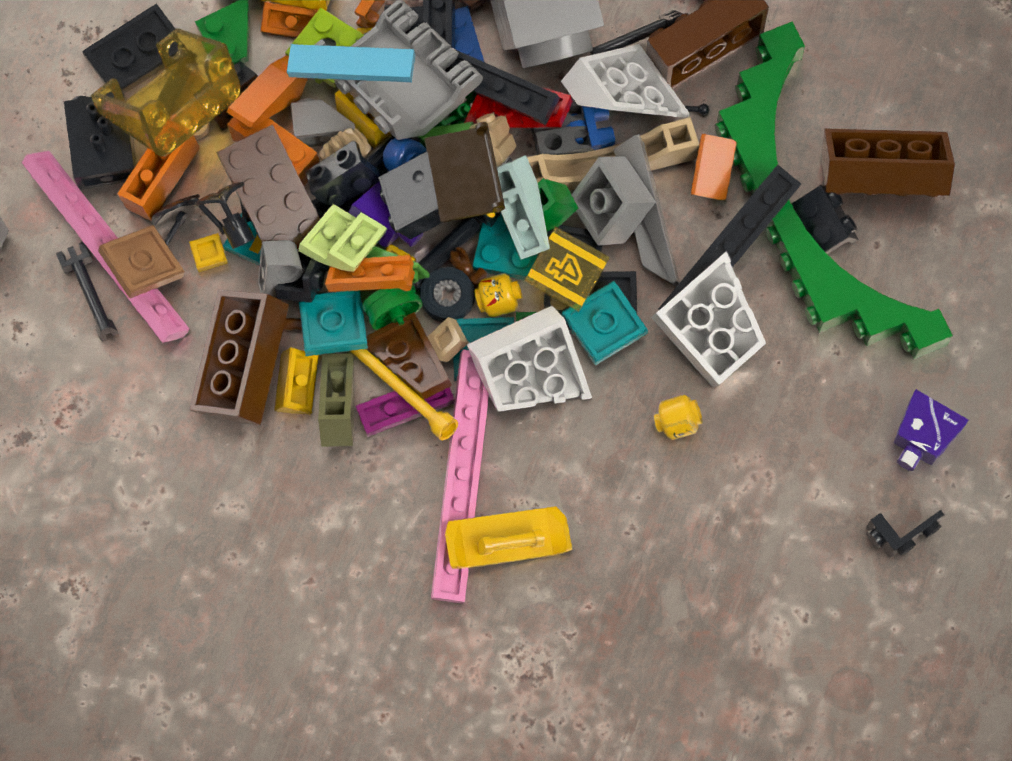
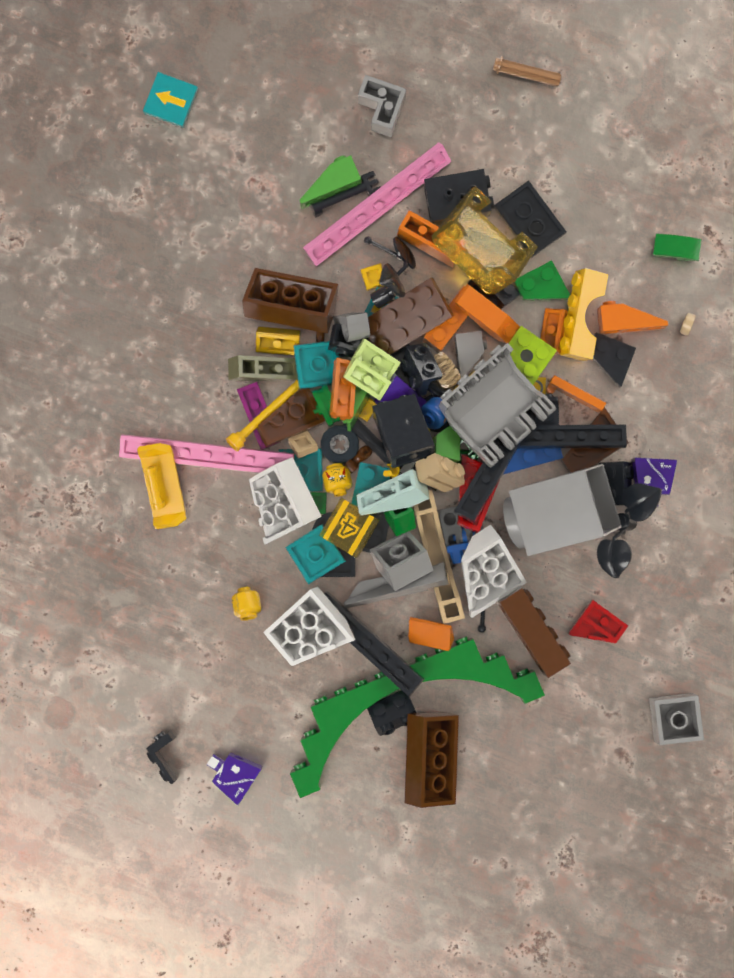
camera: 90 degrees right, 15 degrees up
(63, 298) = (336, 178): none -> bright green slope
(141, 261) = (362, 230): medium nougat tile -> none
(351, 63) = (490, 371): medium azure tile -> none
(465, 173) = (405, 453): dark brown piece -> none
(665, 20) = (550, 606): black hinge -> none

